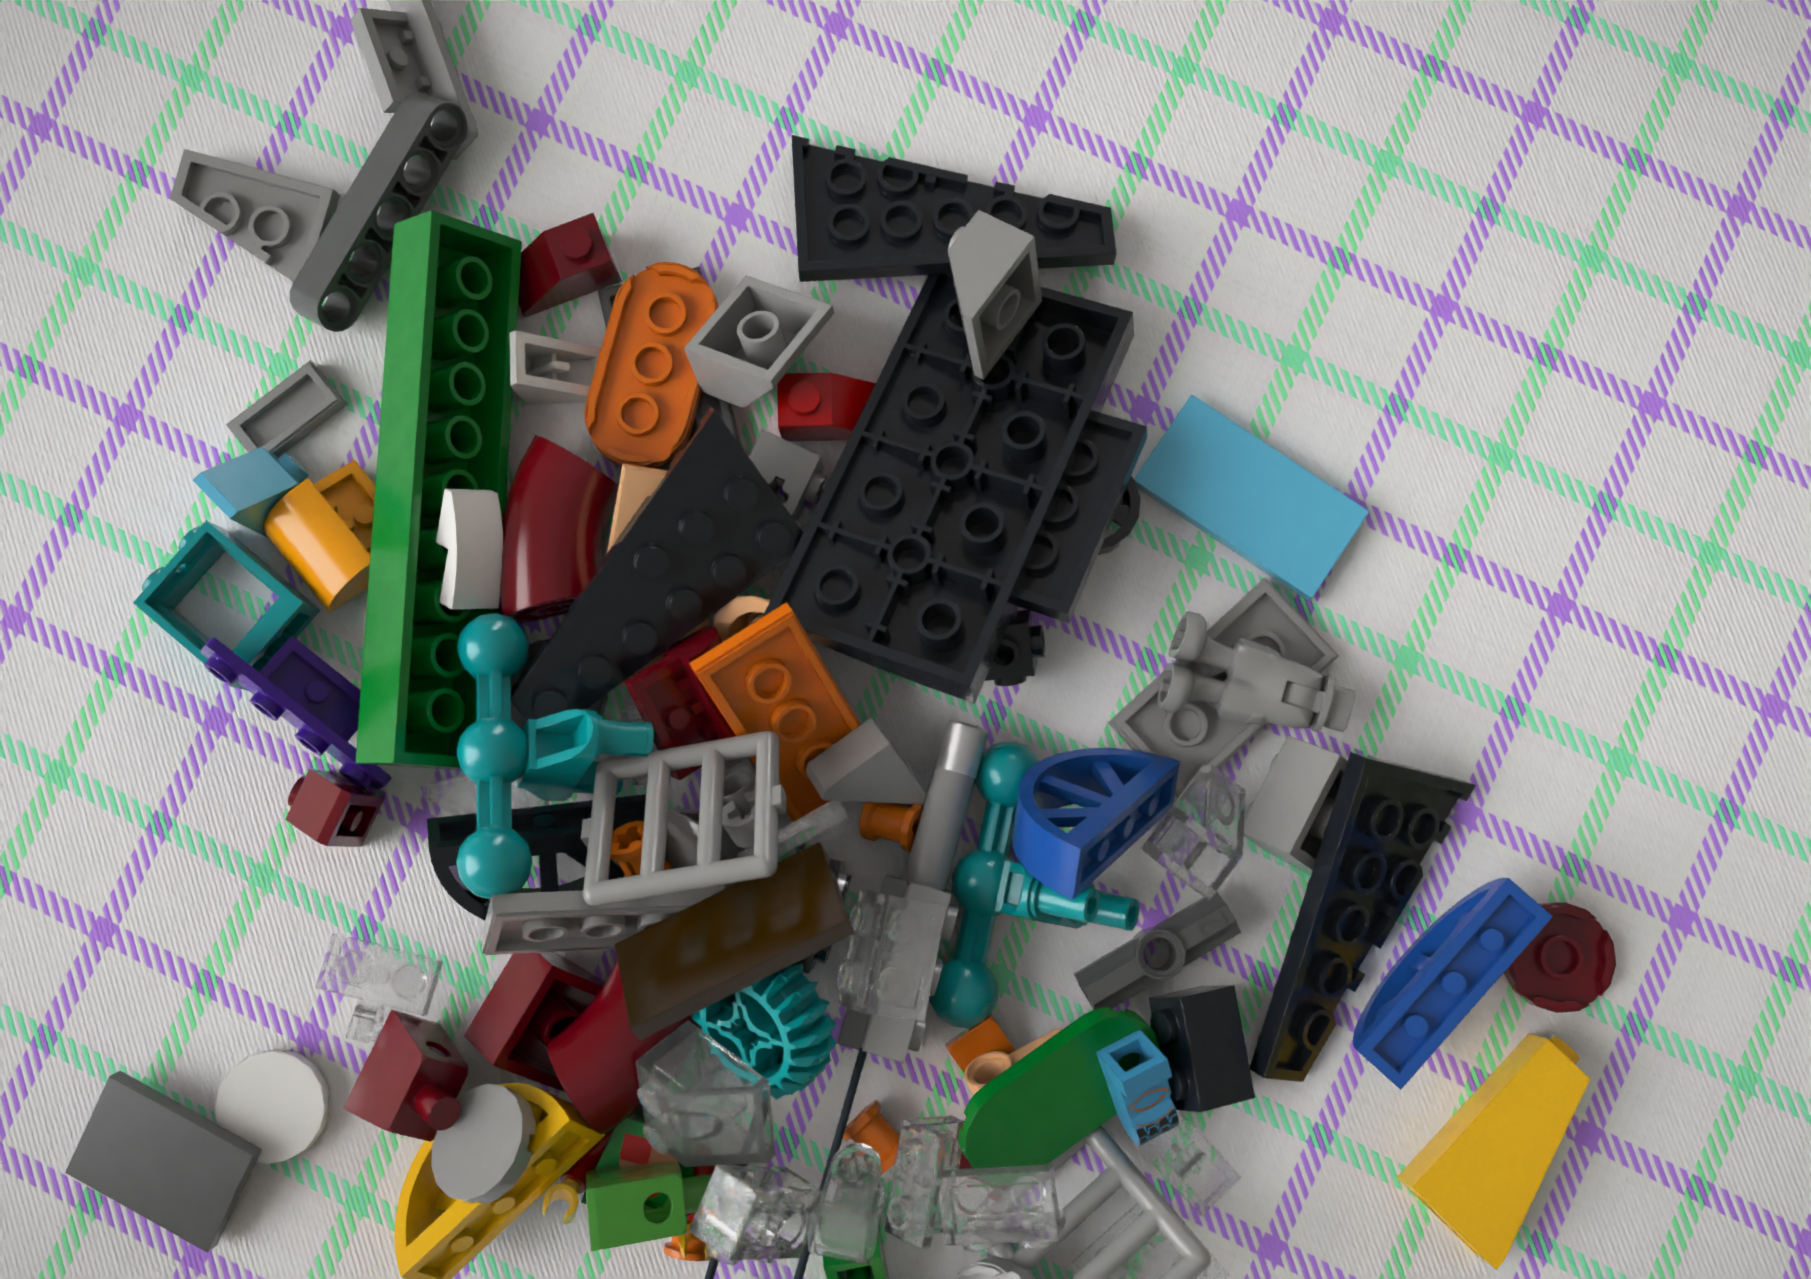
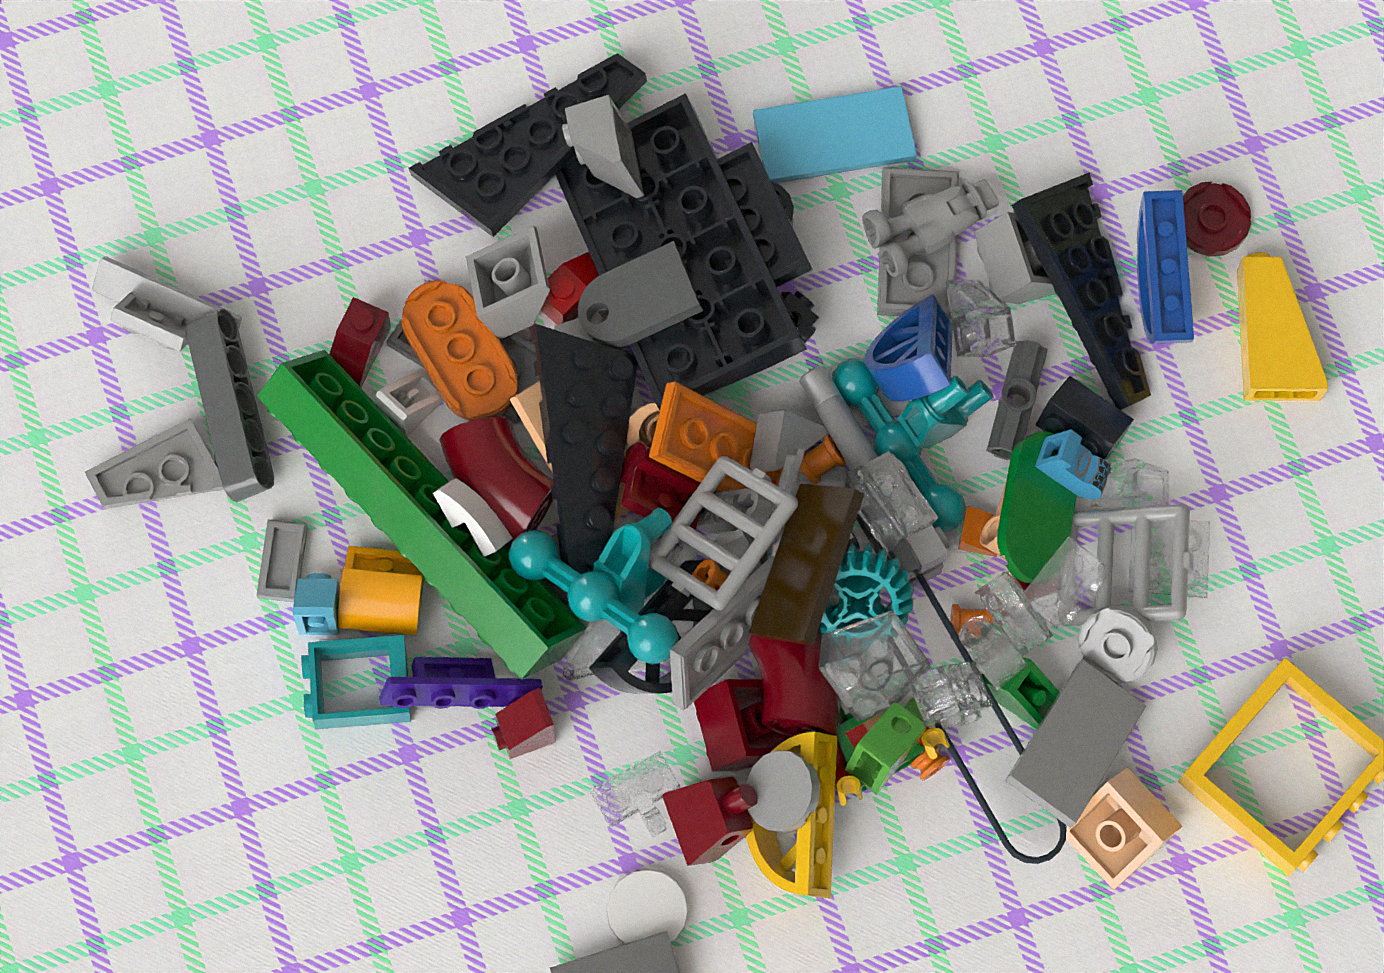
camera: 50 degrees left, 10 degrees down
(868, 483) = (640, 298): none -> dark grey tile

